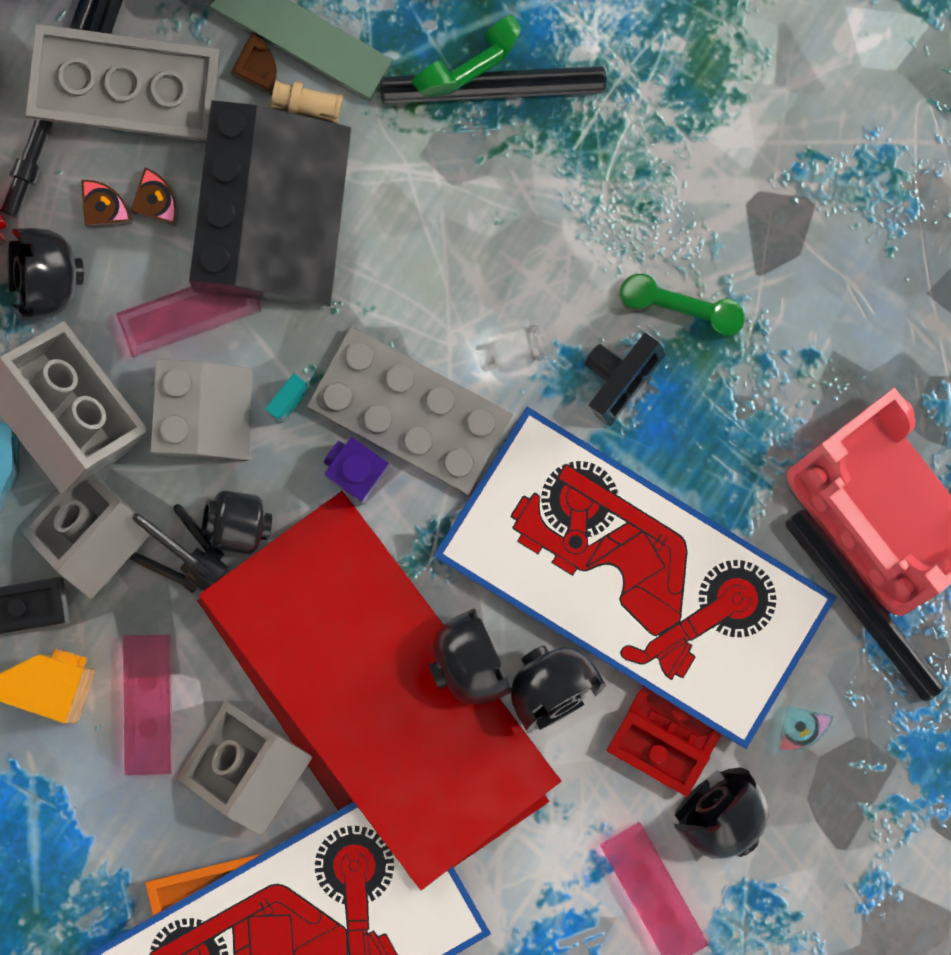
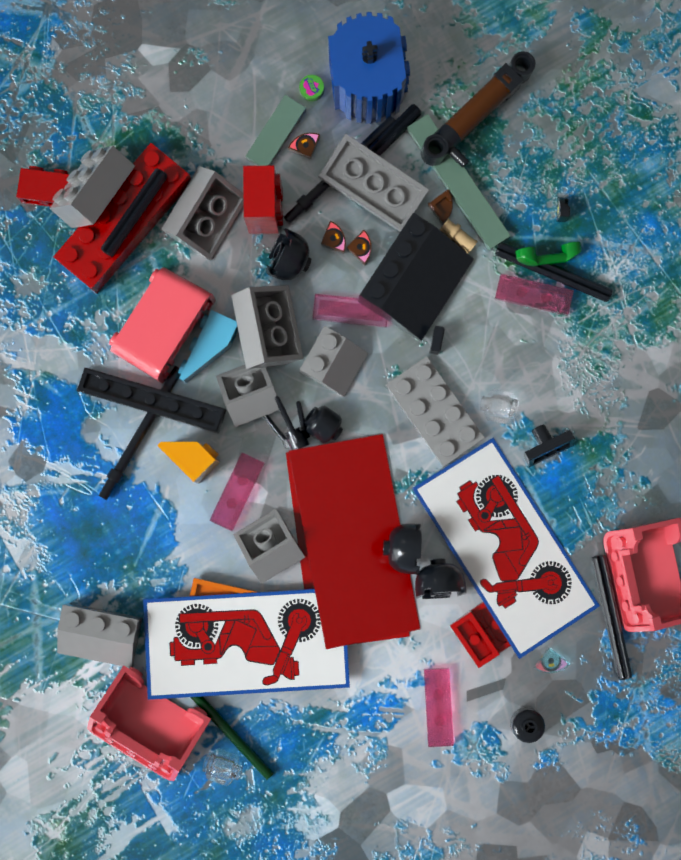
camera: 30 degrees right, 0 degrees up
(287, 398) = (378, 376): teal tile -> none
(355, 291) = (437, 339): none -> black tile
(355, 469) = (394, 426): dark purple brick -> none
(479, 138) = (534, 294): none -> clear pink tile
(641, 292) = (577, 409): green bar -> none
(724, 818) = (492, 687): black cylinder -> none
(798, 840) = (523, 717): none -> black head

